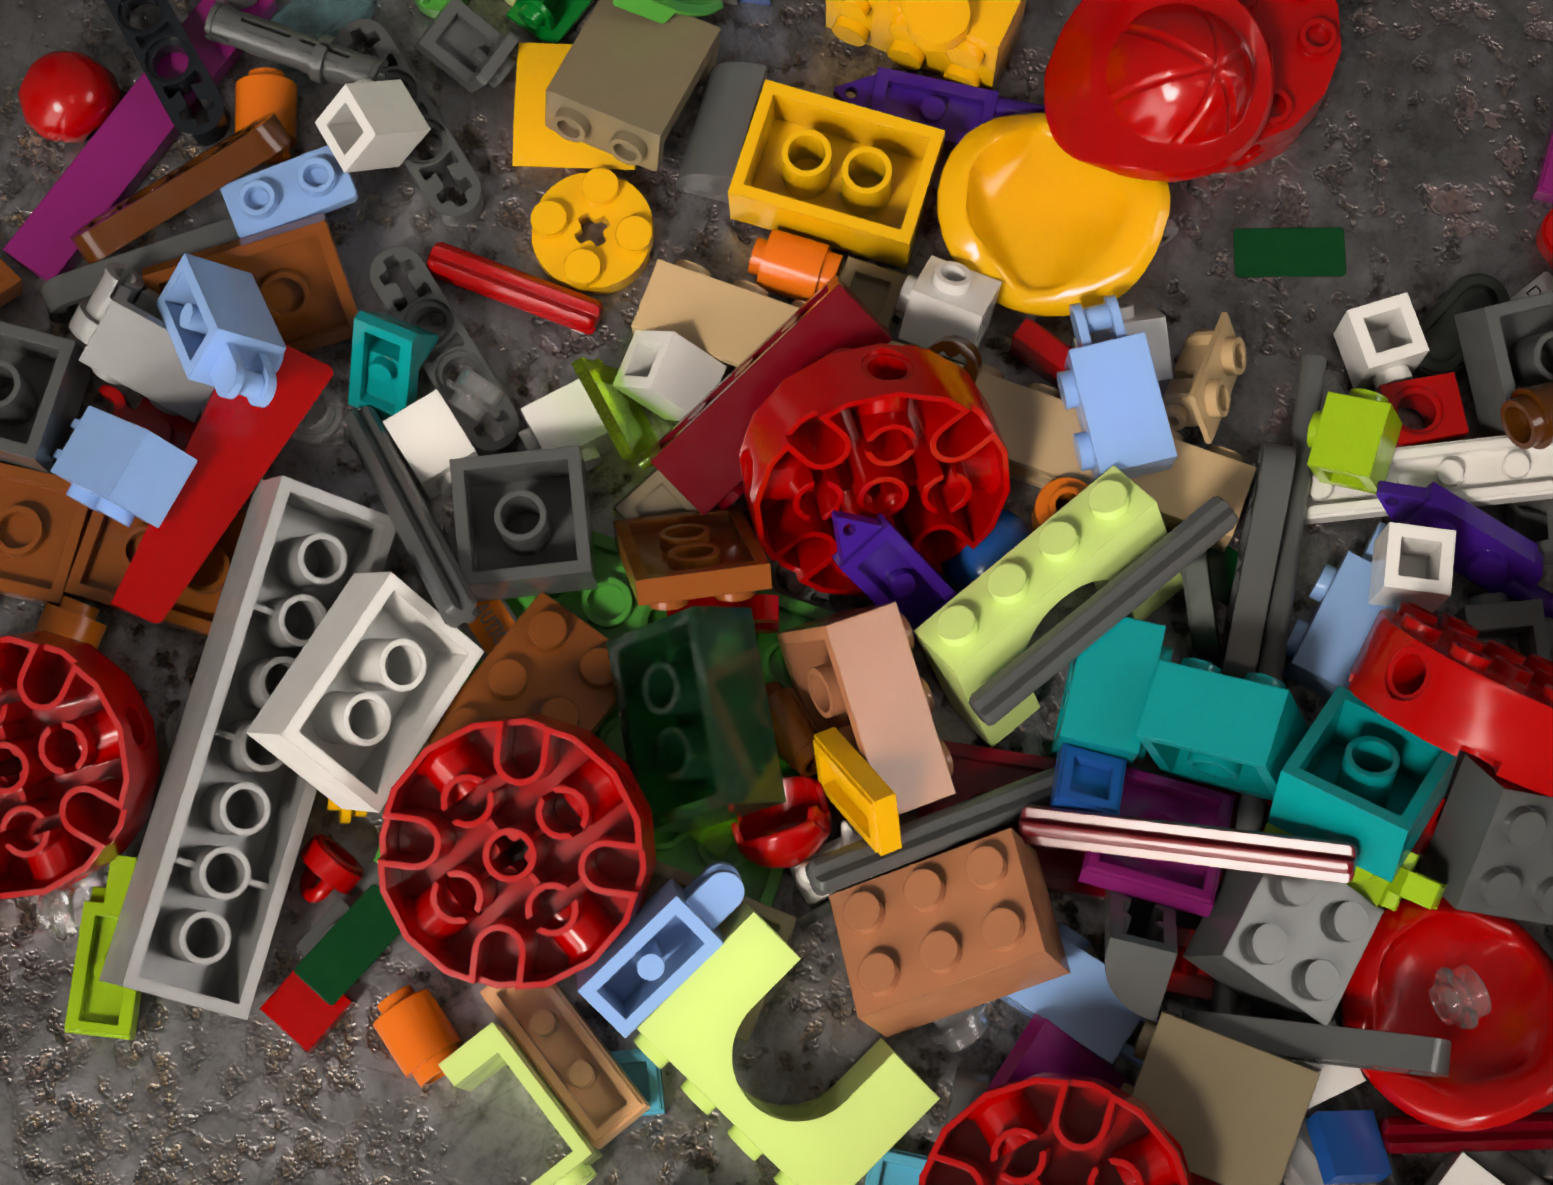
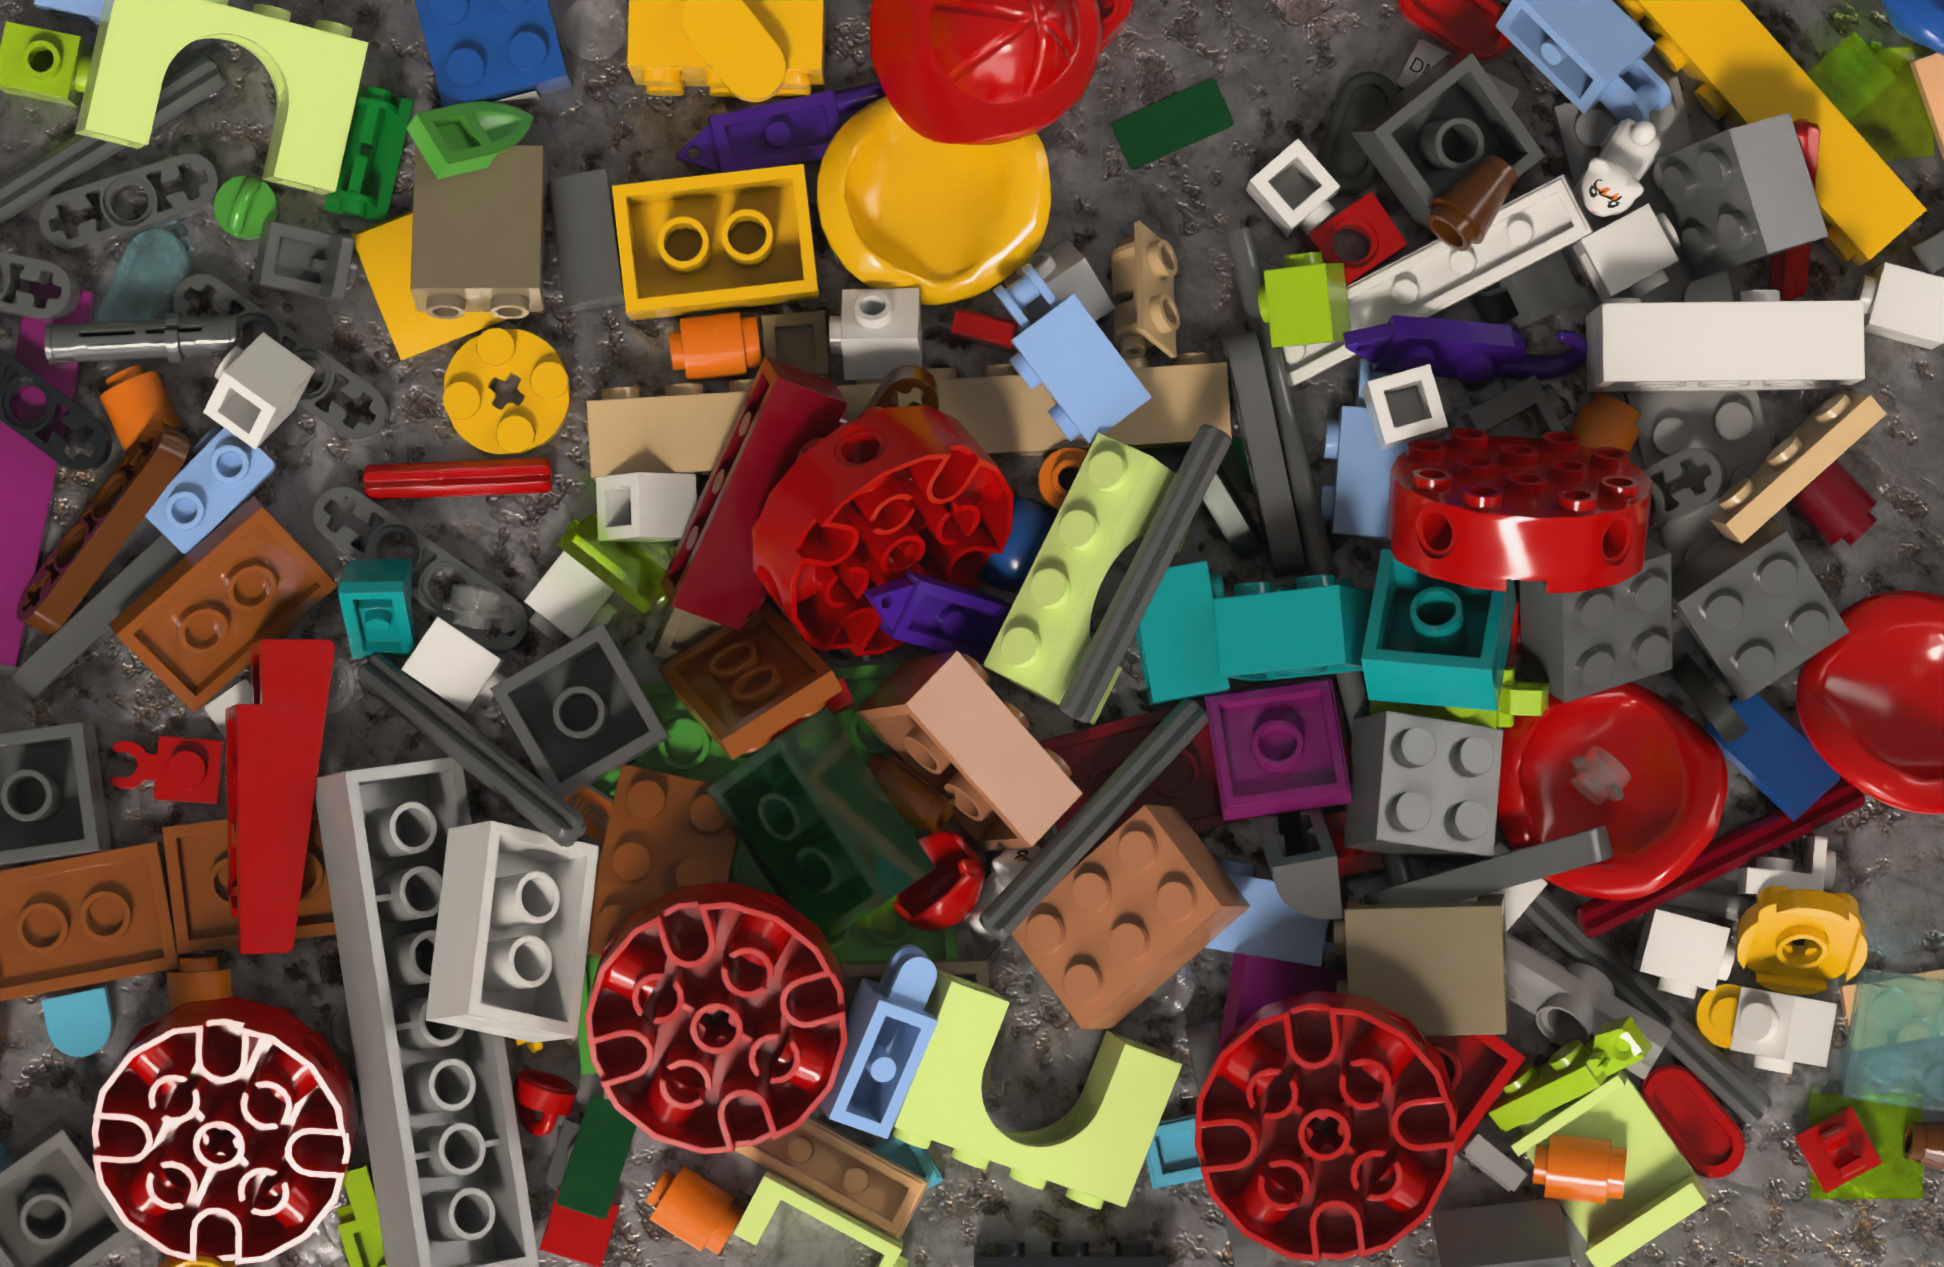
camera: 30 degrees left, 10 degrees up
(121, 468) = (185, 824): light blue brick -> none
(133, 346) = (156, 696): light grey hinge -> none
(222, 329) = (224, 660): light blue brick -> none
(857, 791) = (995, 833): yellow tile -> none
(1087, 780) = (1196, 730): blue tile -> none
(1189, 843) = (1305, 751): axle -> none
(1348, 1147) = (1555, 948): blue tile -> none

